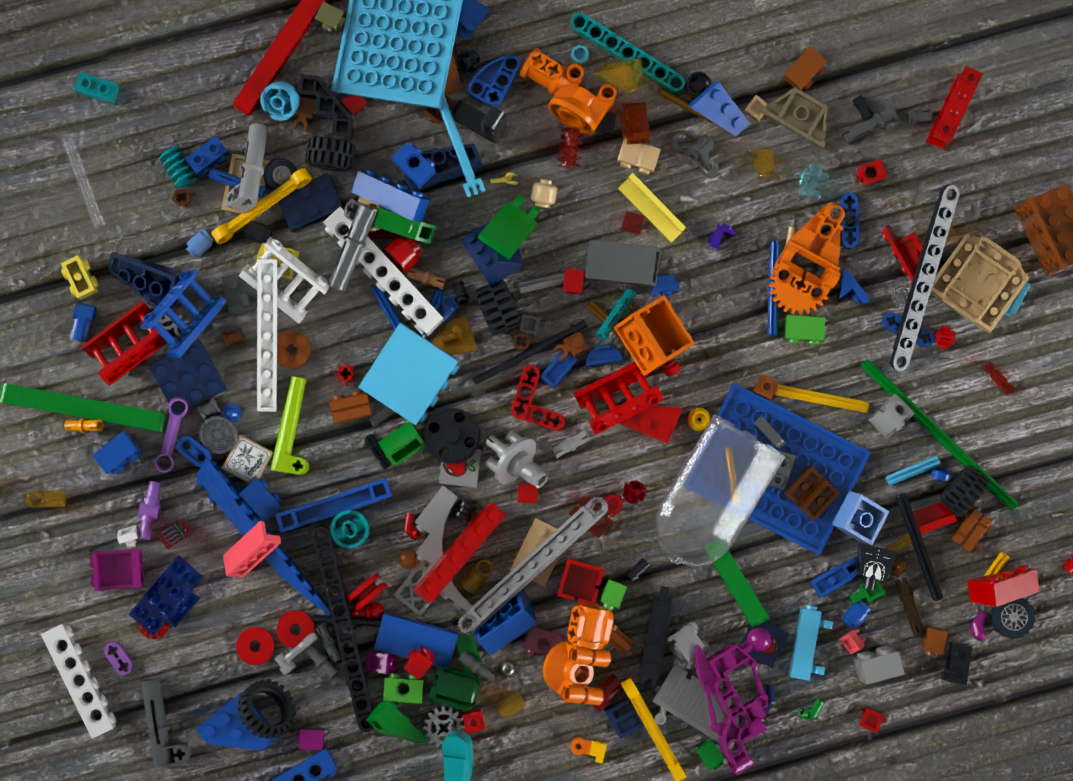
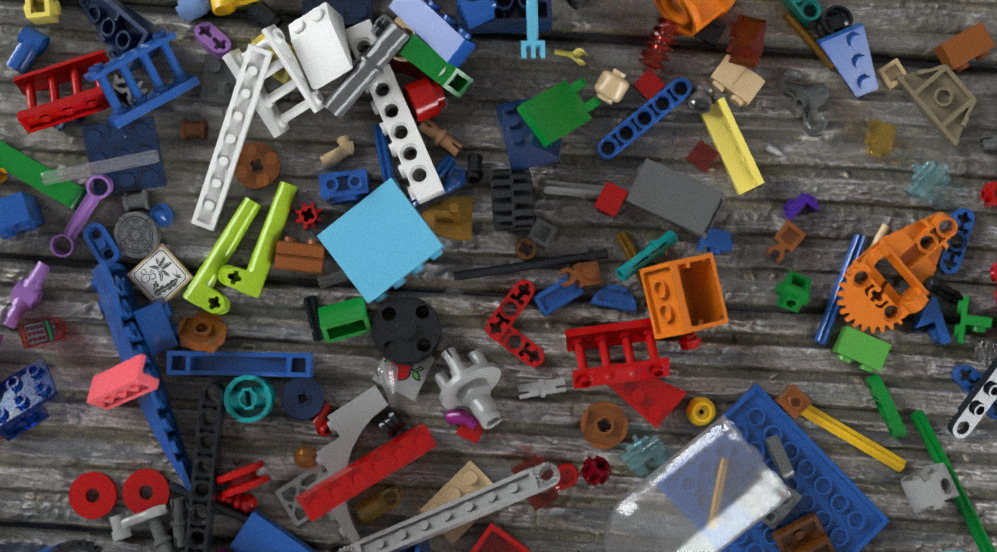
camera: 20 degrees right, 0 degrees up
(173, 392) = (100, 167): none -> clear axle
(225, 263) = (209, 44): none -> medium lavender beam
(290, 498) = (192, 337): none -> dark orange plate
(311, 240) = (321, 45): none -> white slope
(320, 436) = (253, 278): none -> lime axle
(350, 320) = (336, 156): none -> tan arm
(366, 342) = (345, 186): none -> blue brick
(382, 520) = (292, 402): none -> dark blue piece
(450, 476) = (388, 377): none -> clear cone
(516, 487) = (460, 416): none -> magenta arm
(572, 182) = (649, 85): none -> red tile
(580, 201) = (653, 113): none -> blue beam
(616, 178) = (701, 97): none -> flat silver wheel
(620, 463) = (614, 416): none -> dark orange plate
(664, 464) = (642, 451): none -> clear light blue hips
(719, 263) = (787, 238): none -> dark orange plate
(737, 303) = (793, 291): none -> green brick
(839, 367) = (886, 406): none -> green beam
(851, 262) = (943, 290): none -> black axle
(878, 280) = (977, 323): none -> green bracket

